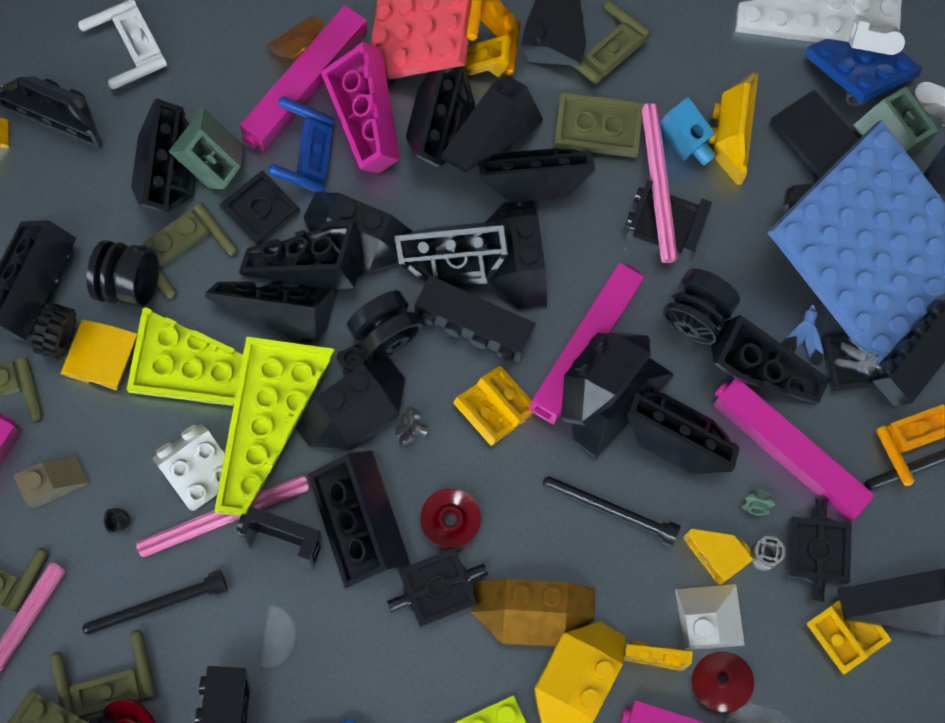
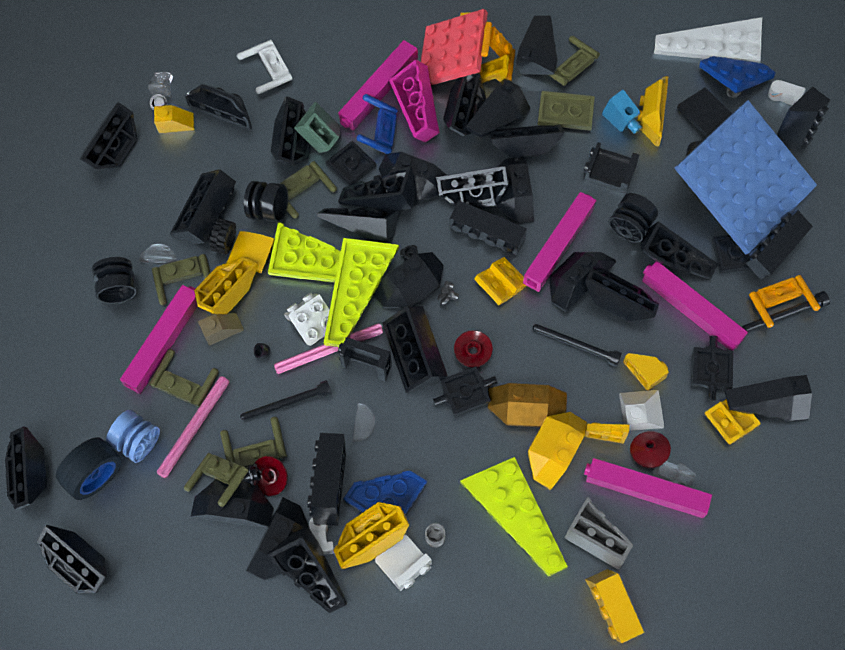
camera: 10 degrees right, 5 degrees down
(57, 415) = (226, 286): none -> yellow wedge
(293, 41) = (371, 63): clear orange plate -> none
(384, 325) = (430, 230): black wheel -> none
(602, 374) = (568, 257): black wedge -> none
(660, 186) = (606, 149): bright pink axle -> none
(758, 503) = (672, 339): sand green plate -> none
(763, 556) = (679, 373): light grey wheel -> none
(806, 333) = (703, 236): medium blue piece -> none
(866, 359) = (739, 249): clear piece -> none
(875, 39) = (743, 54): white leg -> none
(903, 118) = (764, 102): sand green slope -> none

